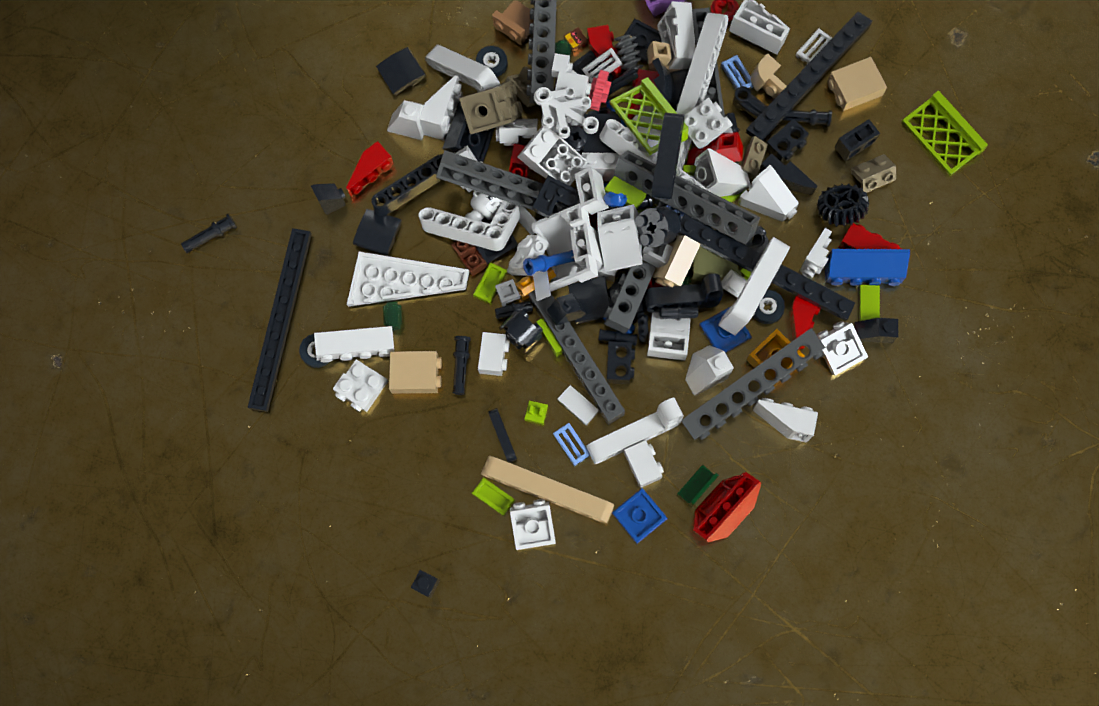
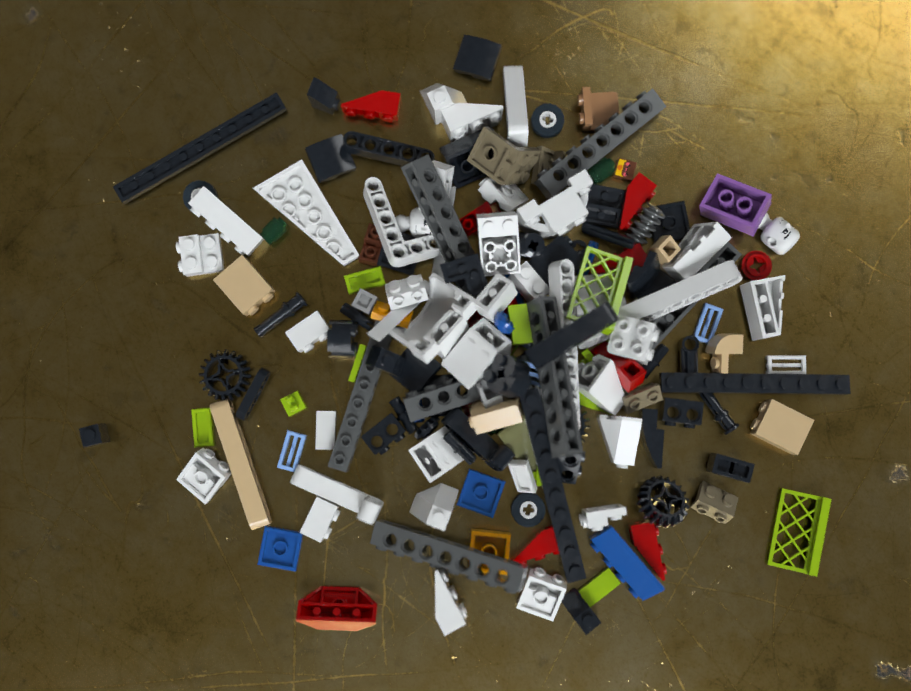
camera: 45 degrees right, 10 degrees up
(216, 229) = (227, 35): black pin -> none
(471, 436) = (228, 382): none -> black gear
(543, 263) = (405, 311): blue pin -> none
(563, 109) = (541, 218): white plant -> none
(599, 90) = (590, 229): coral gear -> none
(617, 63) = (631, 216): white tile -> none
(697, 485) = (339, 573): dark green panel -> none
(756, 286) = (528, 494): white beam -> none

